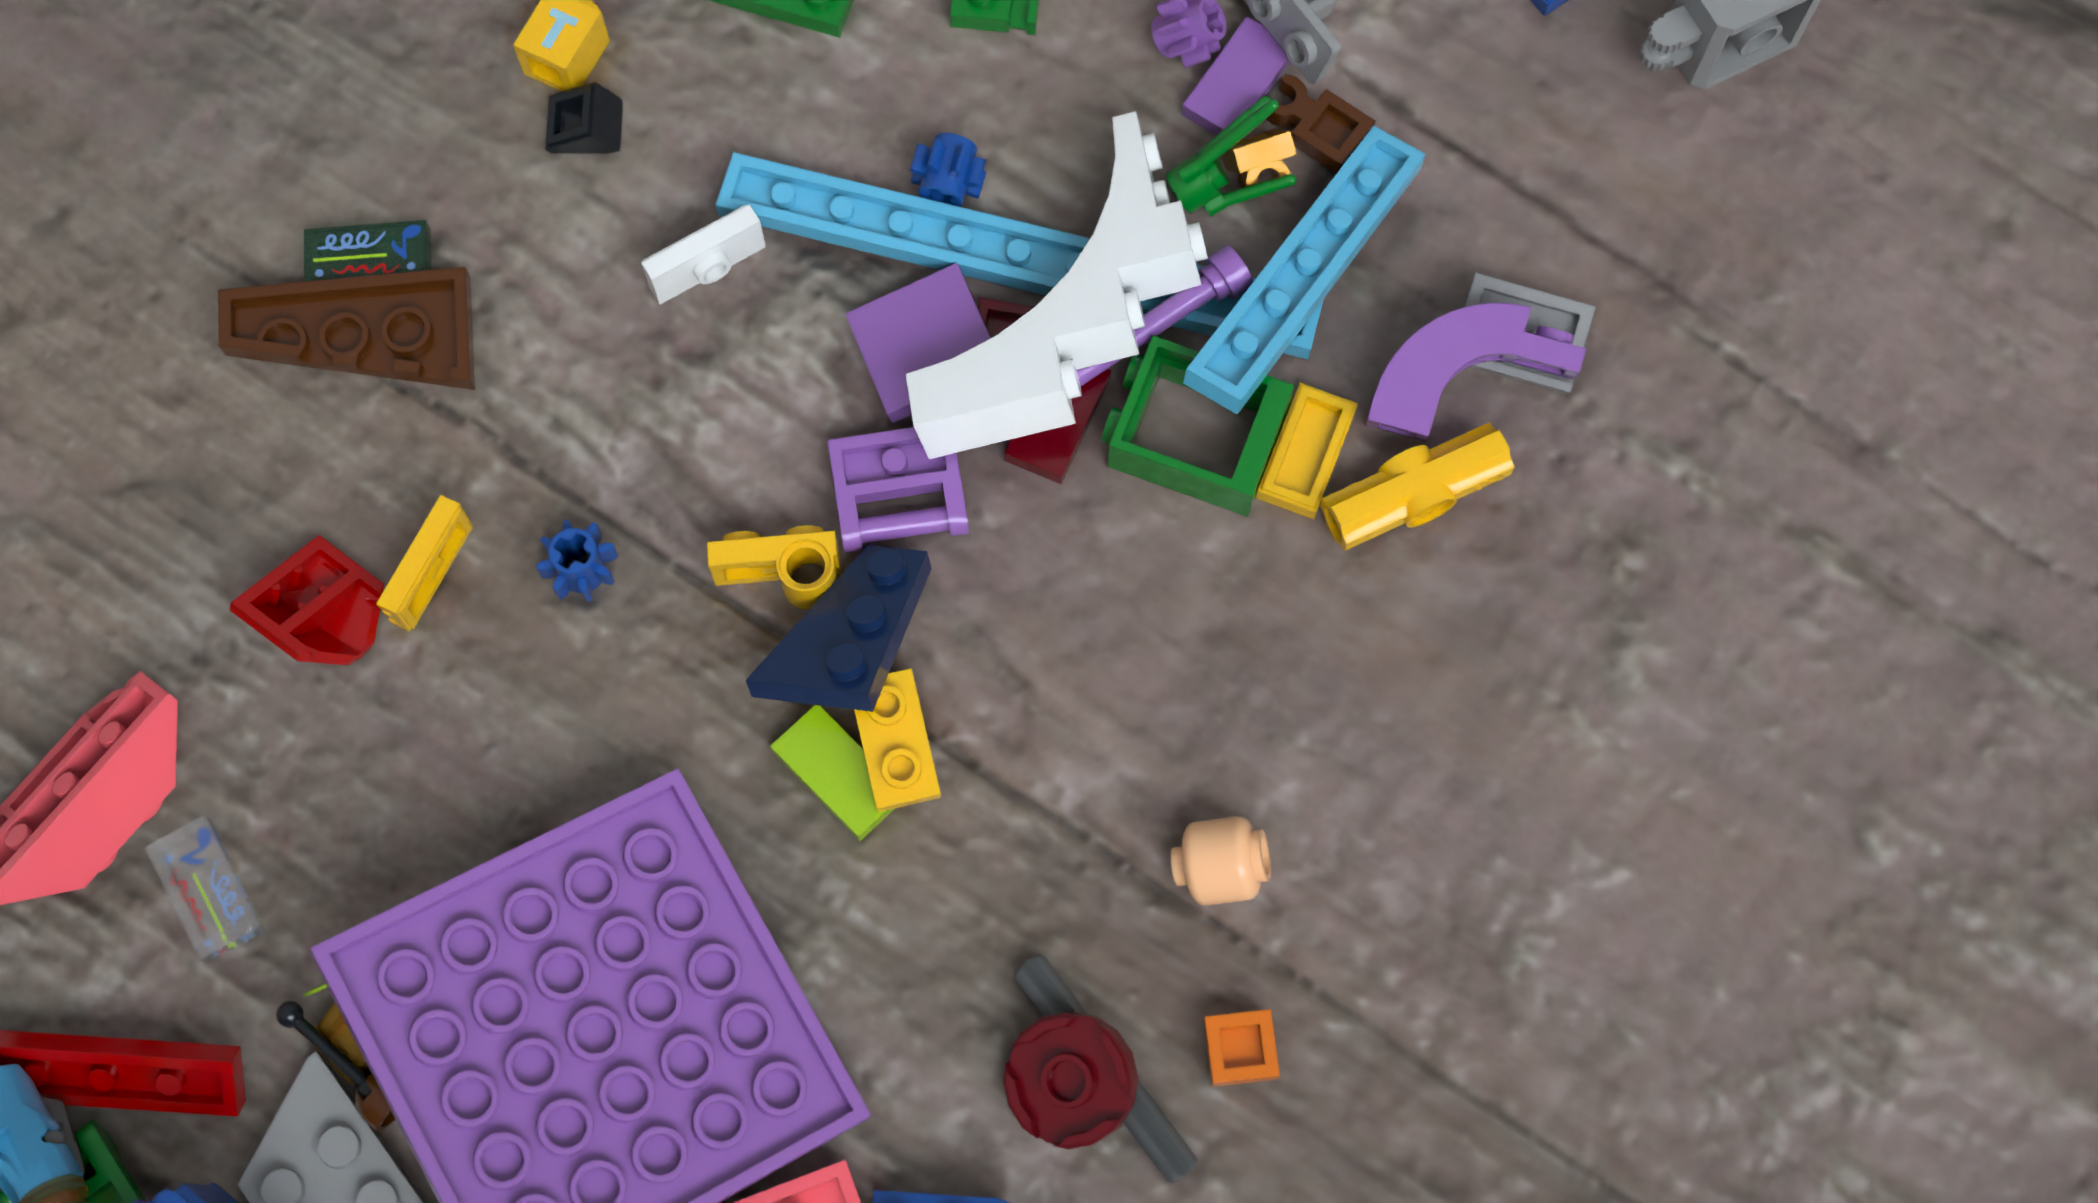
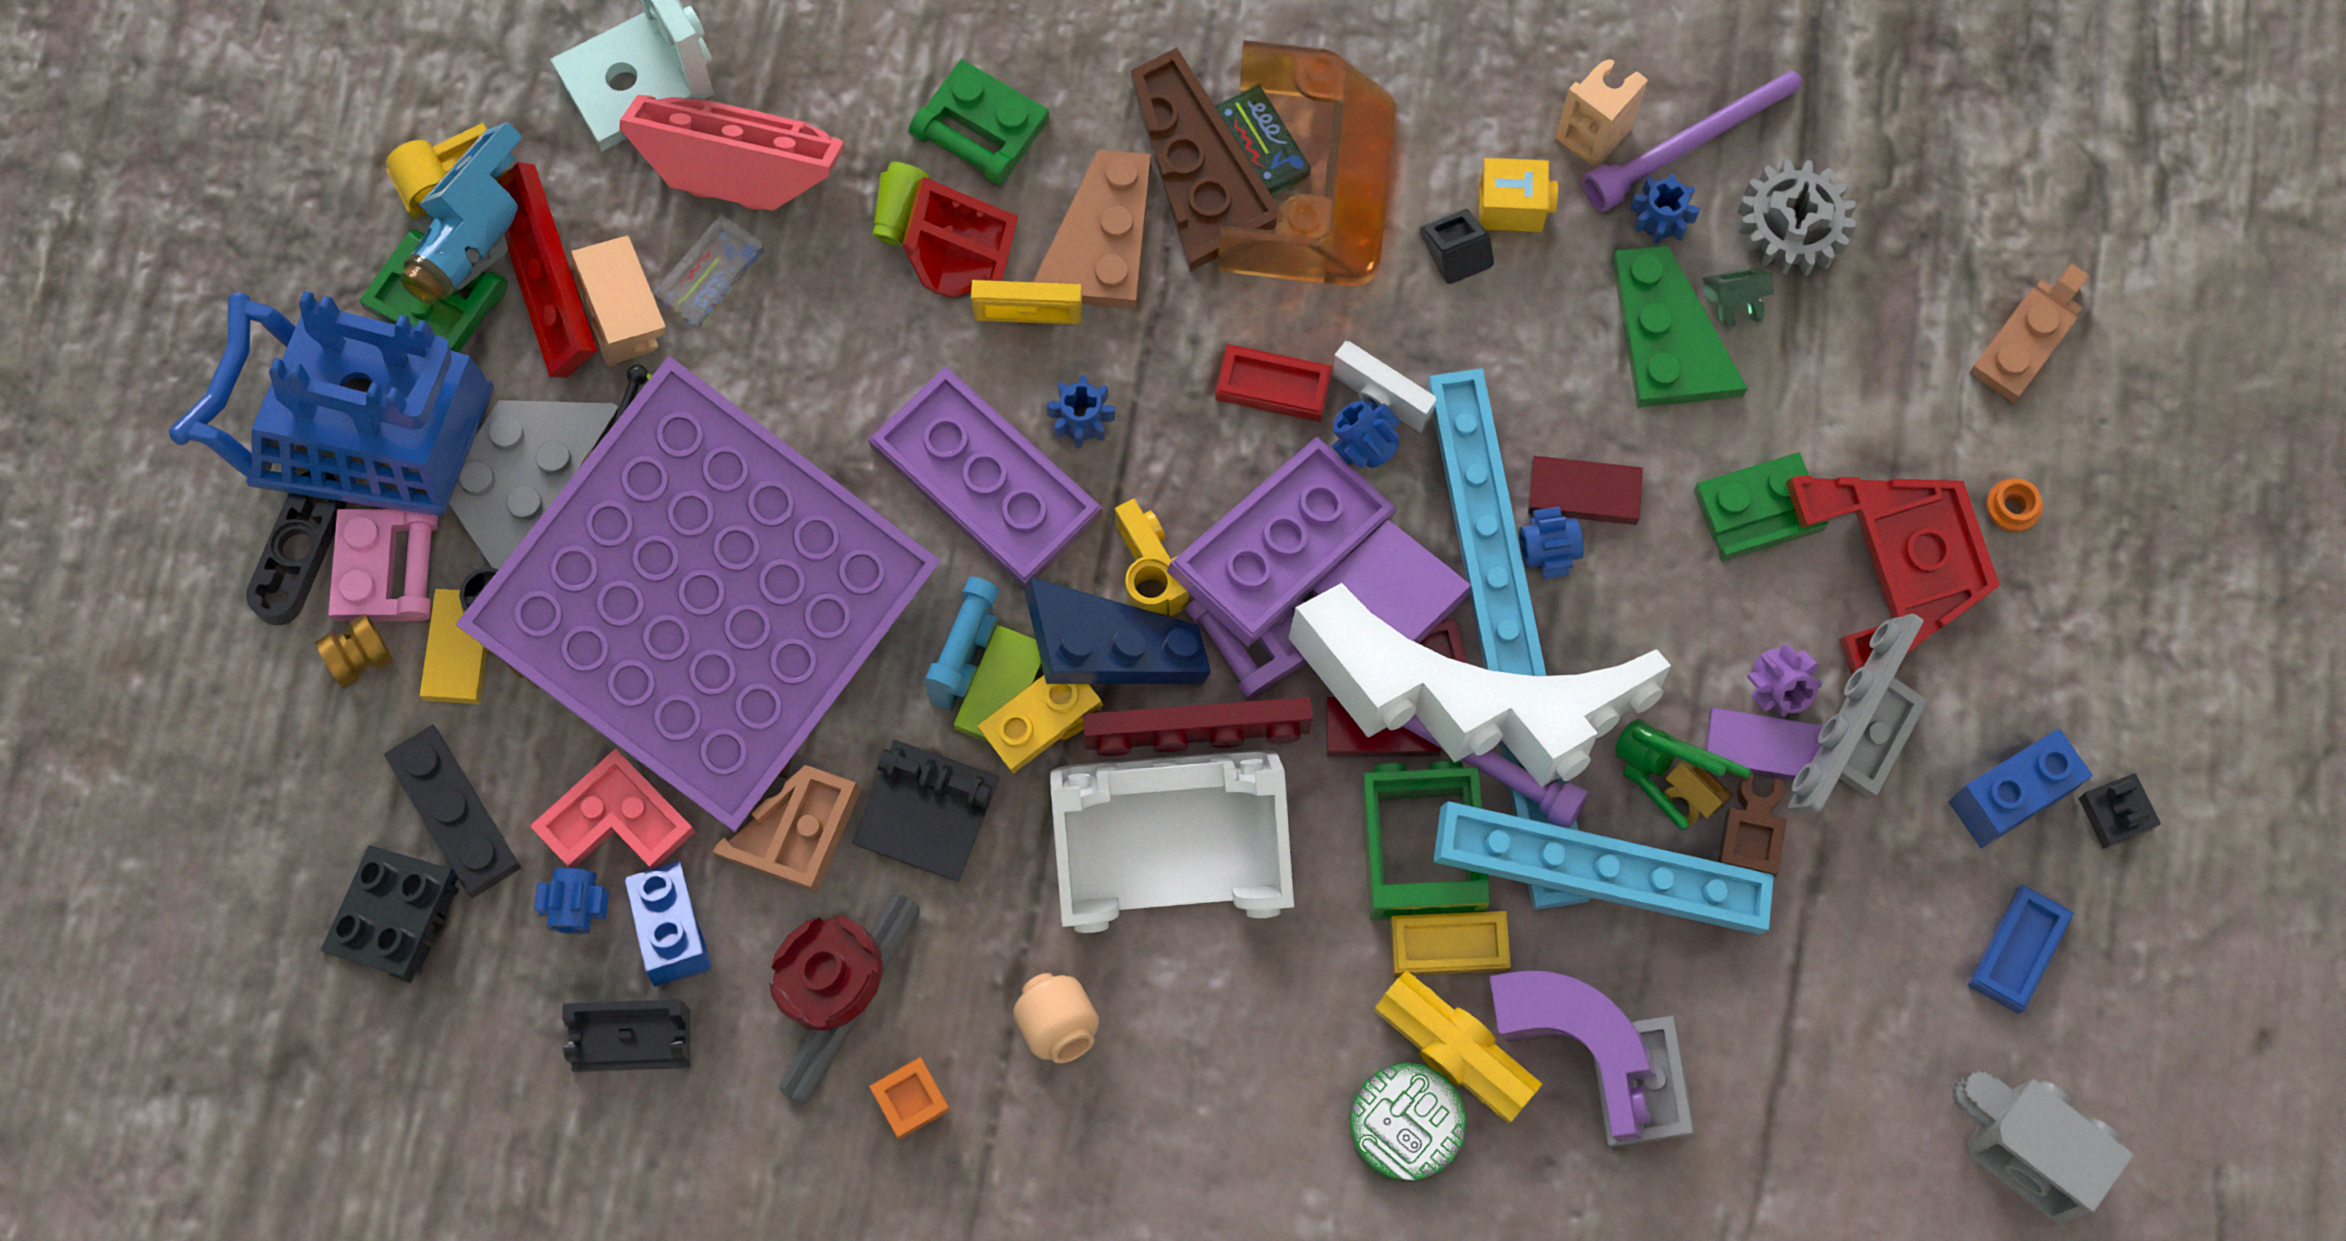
camera: 65 degrees right, 0 degrees up
(178, 515) = (989, 111): none -> green plate
(188, 1000) = (617, 300): none -> light nougat hinge
(236, 650) = (895, 202): none -> lime cone
(384, 455) = (1103, 232): none -> nougat wing
(512, 227) = (1335, 234): none -> clear orange windscreen
(594, 693) = (985, 476): none -> medium lavender tile
(640, 361) = (1273, 382): none -> red tile
(747, 291) = (1366, 434): none -> blue gear
(778, 784) = (971, 629): none -> dark azure plate
(822, 422) = (1281, 541): none -> medium lavender tile
(896, 1051) = (795, 830): none -> nougat wing
(903, 118) = (1586, 489): none -> dark red tile
(937, 905) = (925, 810): none -> black hinge
(968, 615) = (1175, 727): none -> dark red plate
(1080, 659) = (1171, 835): none -> white windscreen
(1468, 568) = (1407, 1122): none -> tile

